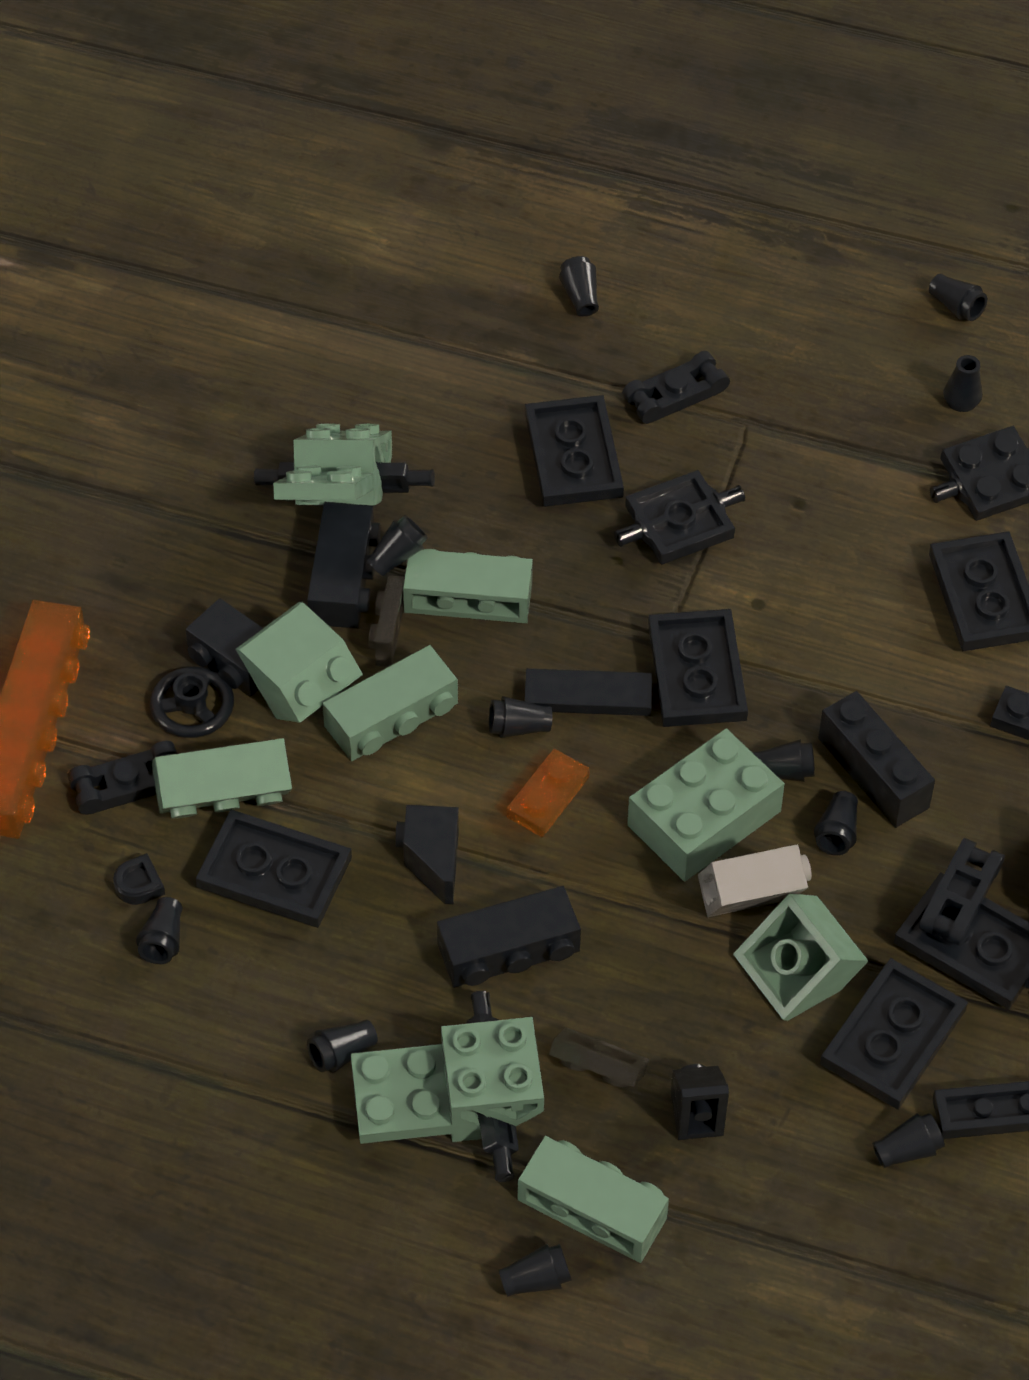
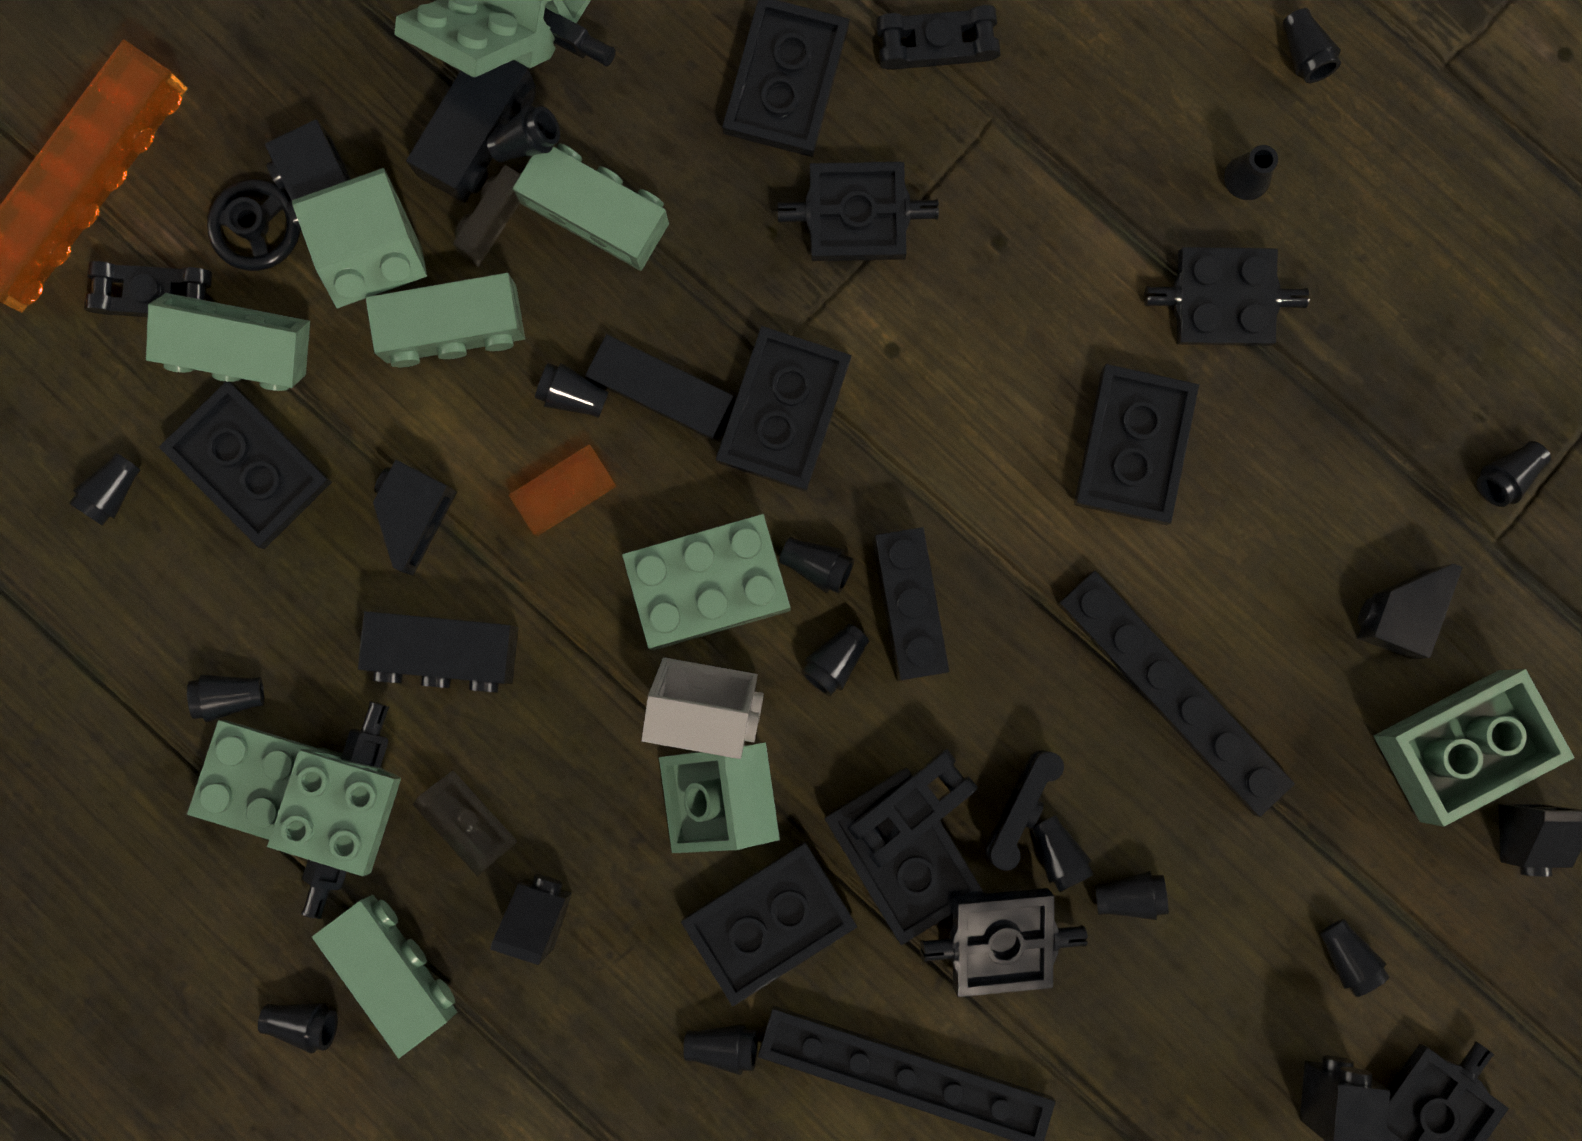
camera: 25 degrees right, 30 degrees up
(138, 881) = (112, 416): black tile -> none

